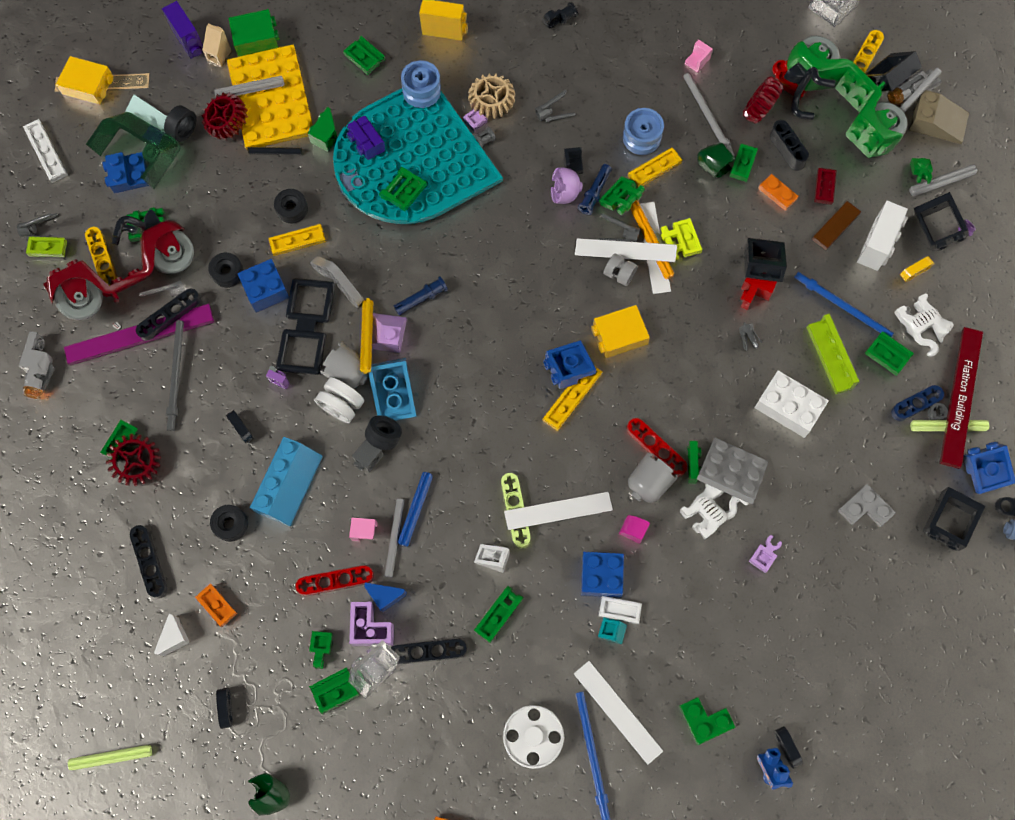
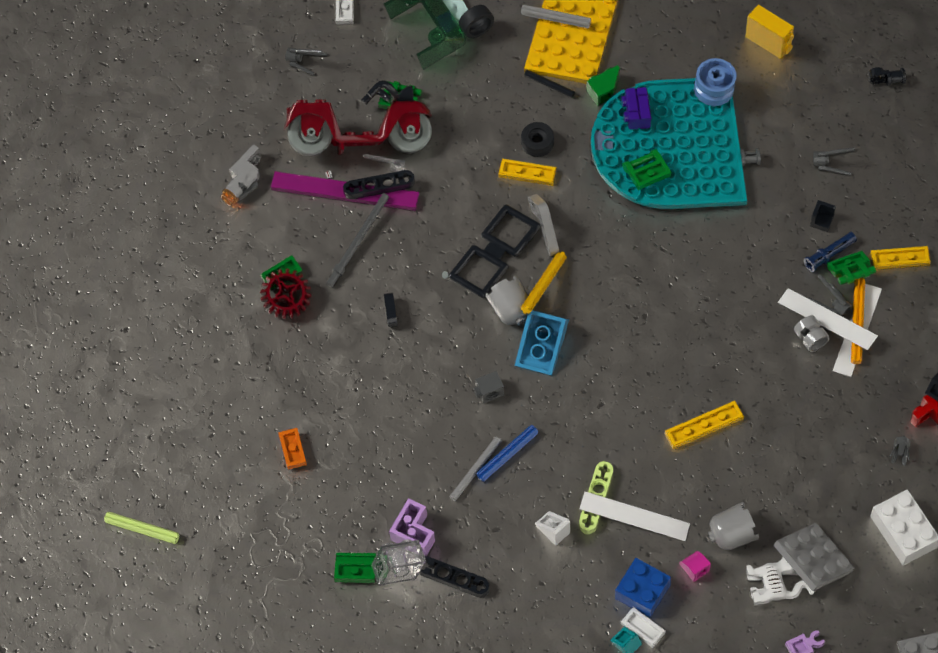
camera: 30 degrees right, 10 degrees down
(46, 247) = (303, 78): lime plate -> none
(105, 257) = (347, 110): yellow beam -> none
(124, 171) = (405, 42): blue plate -> none
(151, 560) = (253, 385): black beam -> none
(172, 637) = (242, 456): white slope -> none
(220, 261) = (449, 179): black tyre -> none
(224, 116) = (519, 32): dark red gear -> none
(224, 708) = (255, 535): black beam -> none
(236, 531) = (335, 376): black tyre -> none
(263, 285) = (475, 198): blue brick -> none
(270, 795) = (257, 621): dark green piece -> none
(277, 378) = (445, 284): medium lavender plate -> none
(286, 481) = (406, 375): dark azure slope -> none
(320, 644) = (362, 525): green plate -> none
(334, 580) = (405, 475): red beam -> none
(339, 400) = (489, 326): white wheel -> none
(362, 529) = (451, 445): bright pink panel -> none
(364, 55) = (678, 32): green plate -> none
(383, 432) = (513, 373): black tyre -> none
(384, 595) = (441, 512): blue slope -> none
(388, 332) = (565, 291): lavender slope -> none
(428, 292) = (622, 272): dark blue pin -> none
(474, 120) = (751, 137): lavender tile -> none
(486, 103) = (789, 119): tan gear -> none
(498, 615) = (531, 576): green plate -> none
(566, 186) = (802, 235): lavender cylinder -> none
(568, 364) = (714, 393): blue plate -> none
(620, 331) = (779, 388): yellow brick -> none
(643, 131) = (905, 218): medium blue wheel -> none
(655, 448) = (759, 505): red beam -> none
(686, 237) = (893, 333): neon yellow plate -> none
(694, 454) = (787, 527): green plate -> none

